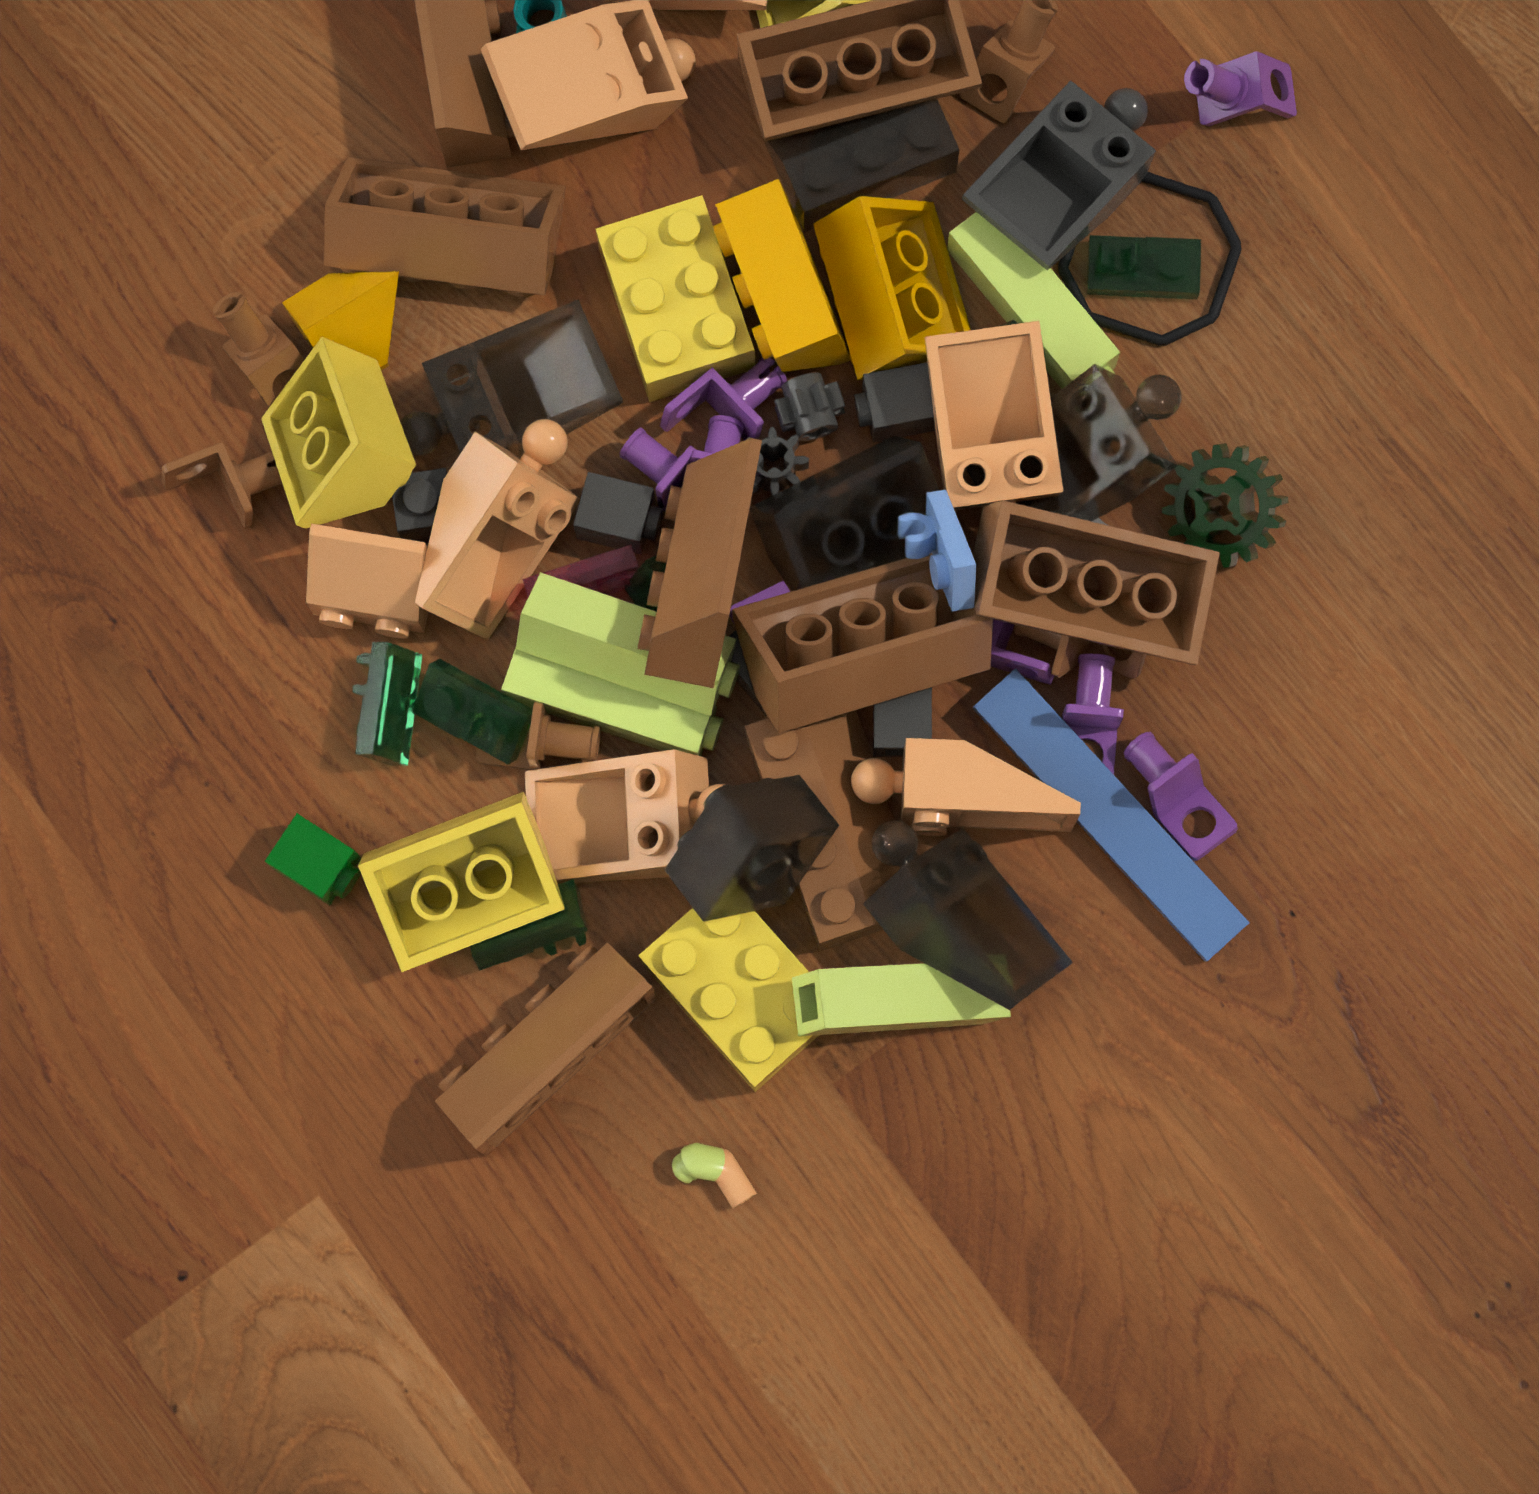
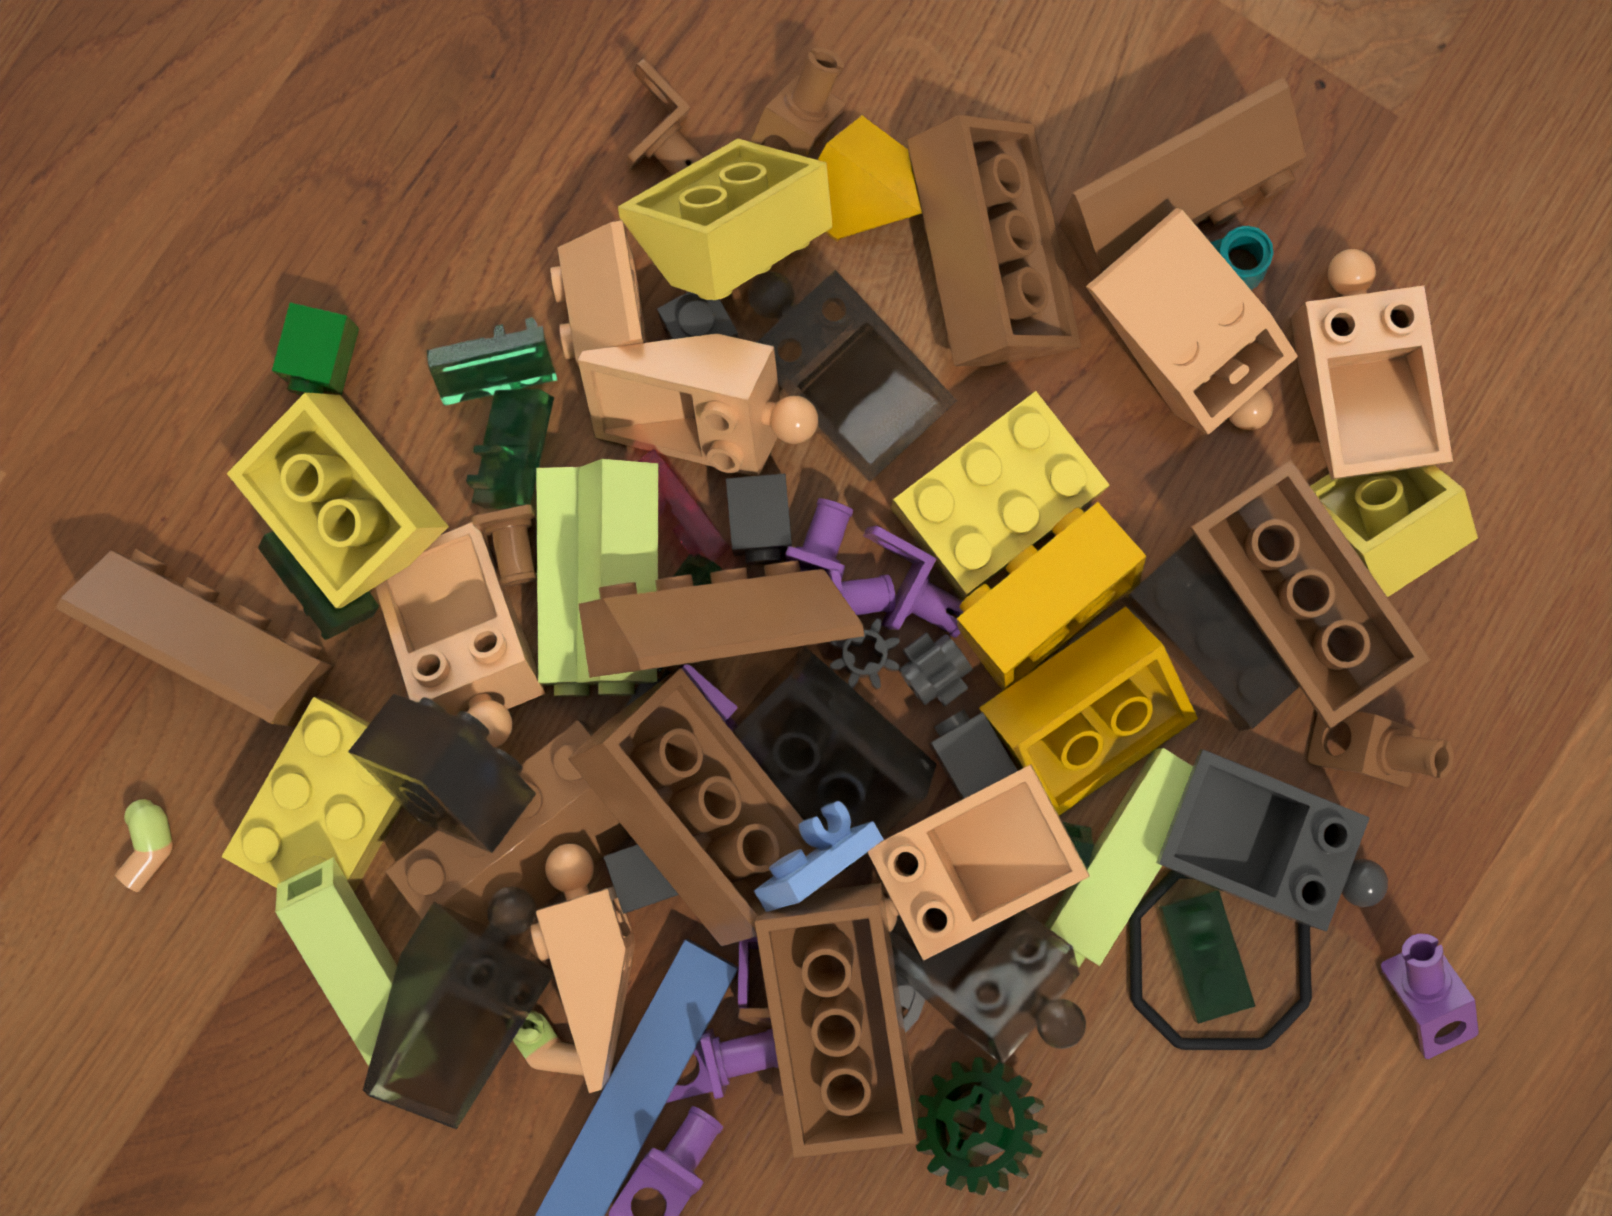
camera: 70 degrees right, 5 degrees up
(1031, 869) = (544, 1048): none -> arm

